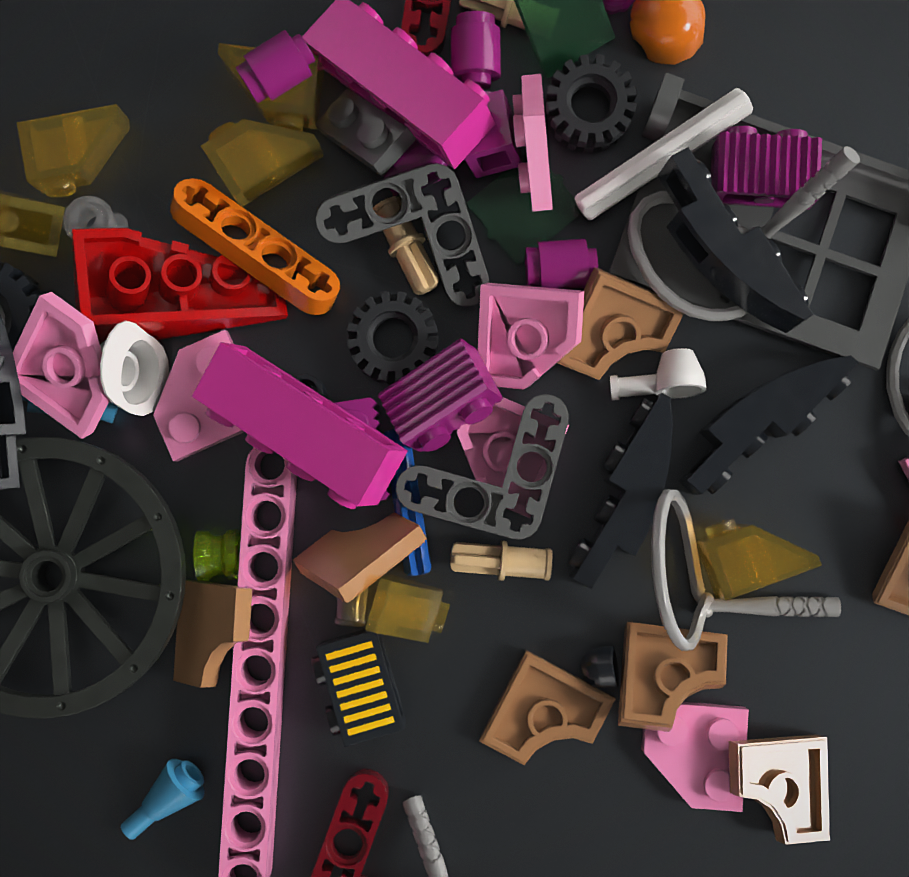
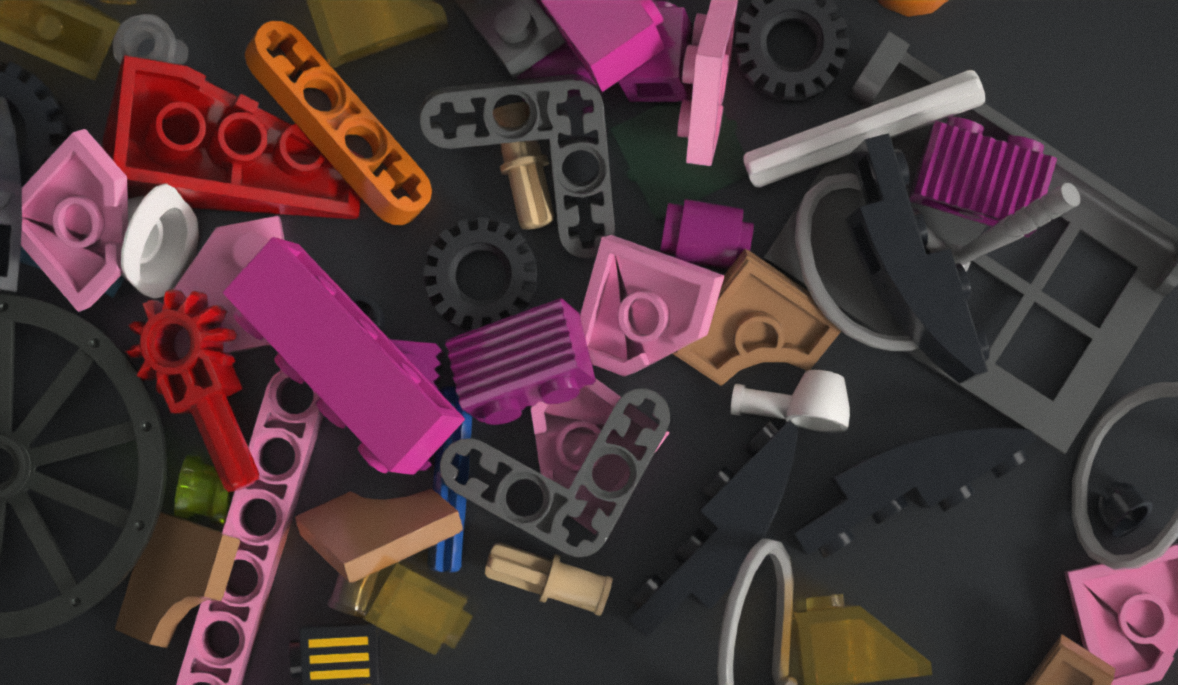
camera: 10 degrees right, 0 degrees up
(191, 469) = (200, 379): none -> red gear

